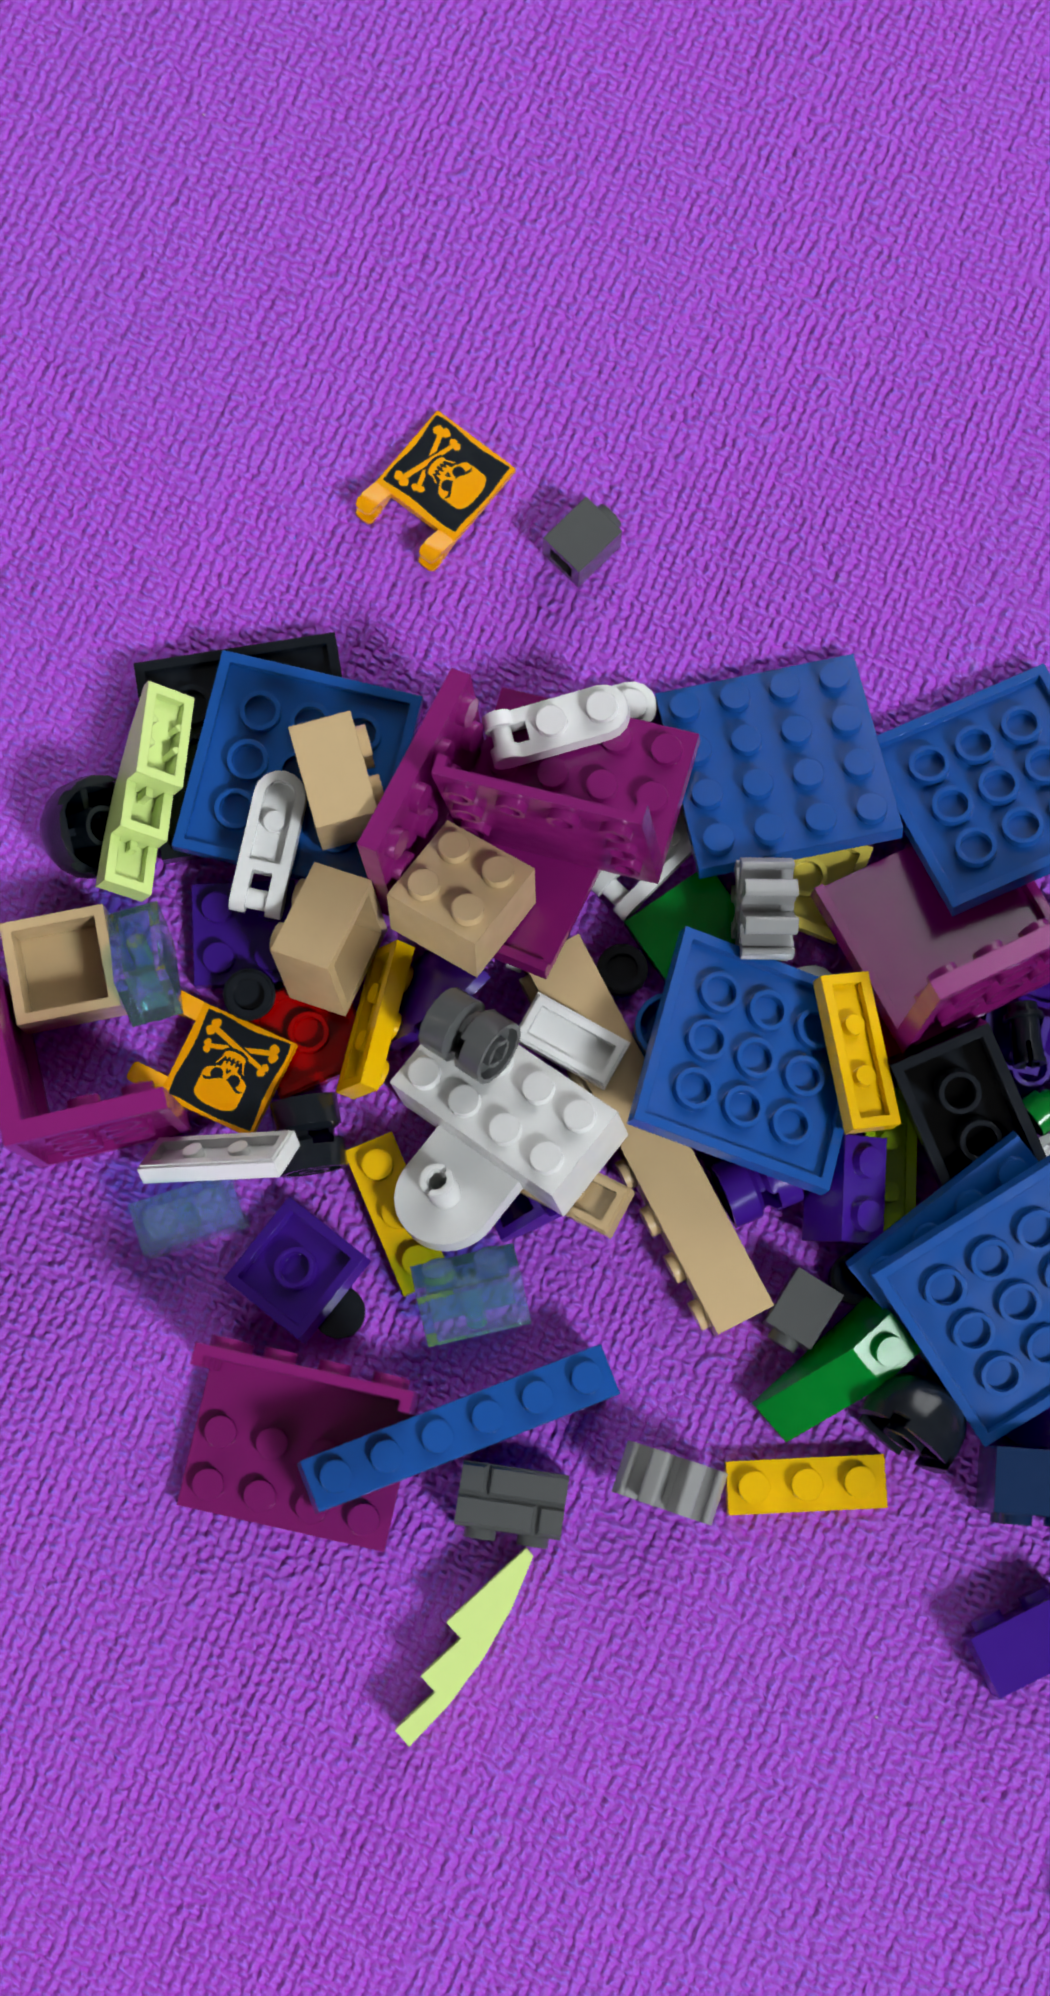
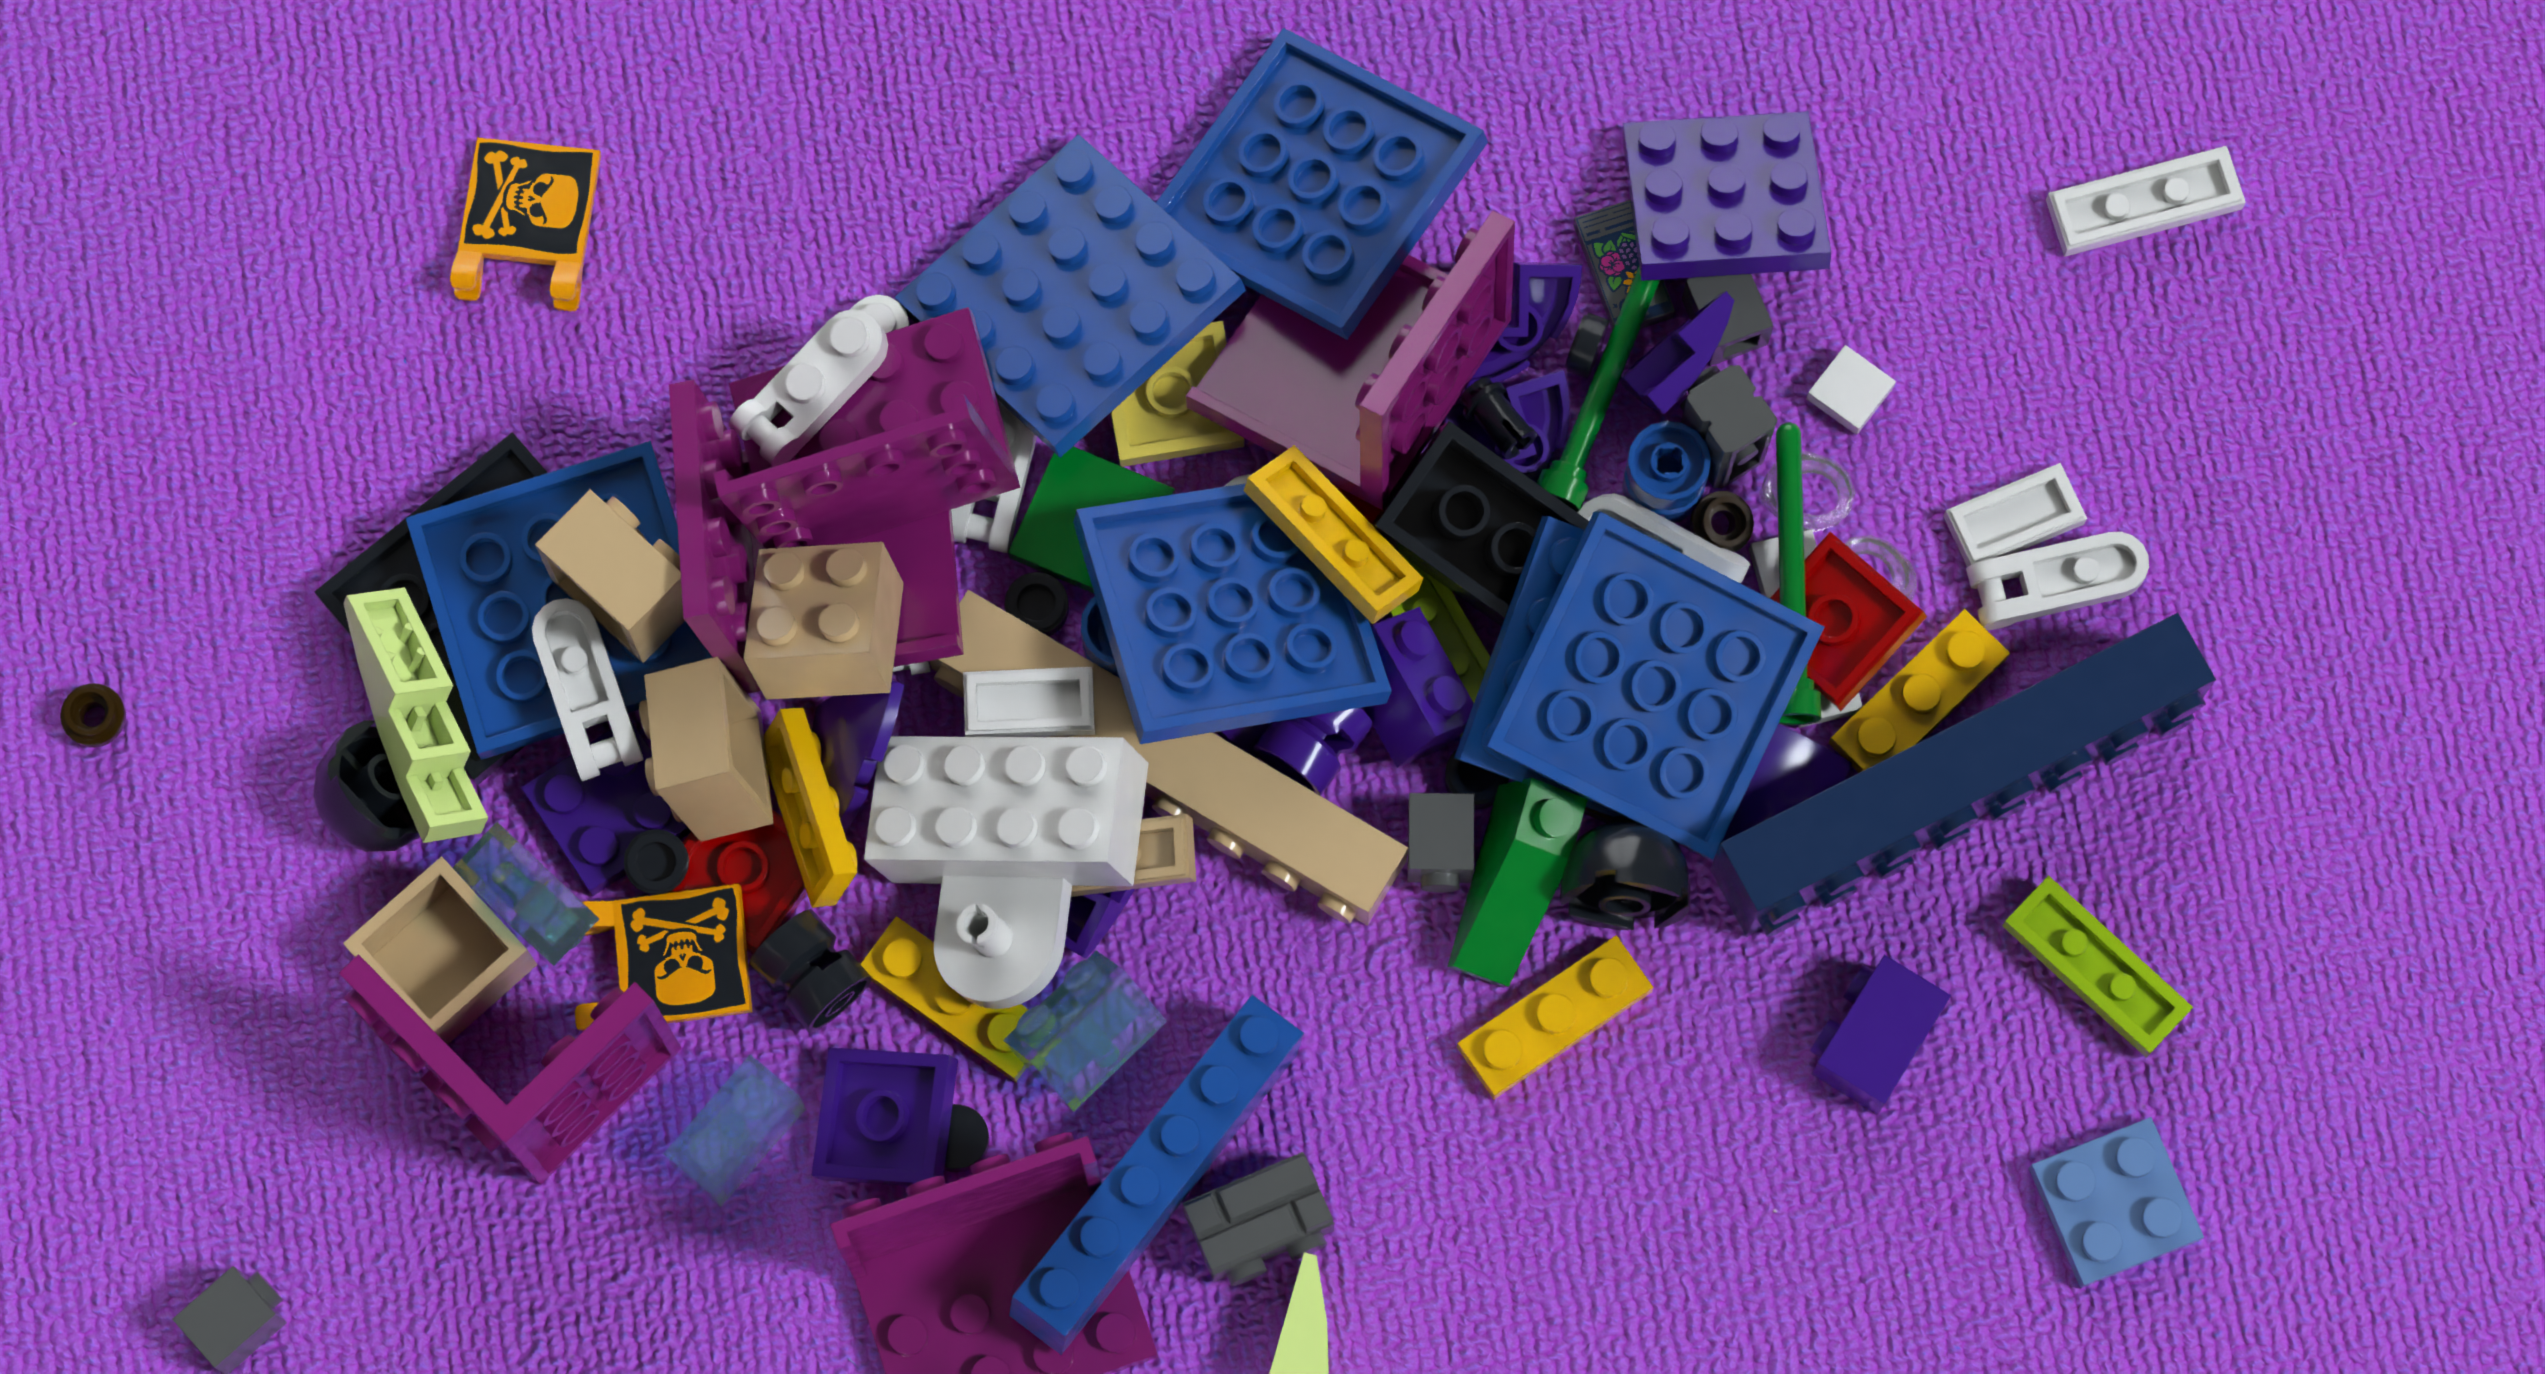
camera: 30 degrees left, 5 degrees down
(219, 1157) = (729, 1046): white tile -> none
(471, 1036) = (916, 752): dark grey wheel -> none
(583, 540) = (720, 183): dark grey brick -> none
(669, 1482) = (1411, 1094): light grey gear -> none
(764, 908) = (1147, 443): light grey gear -> none

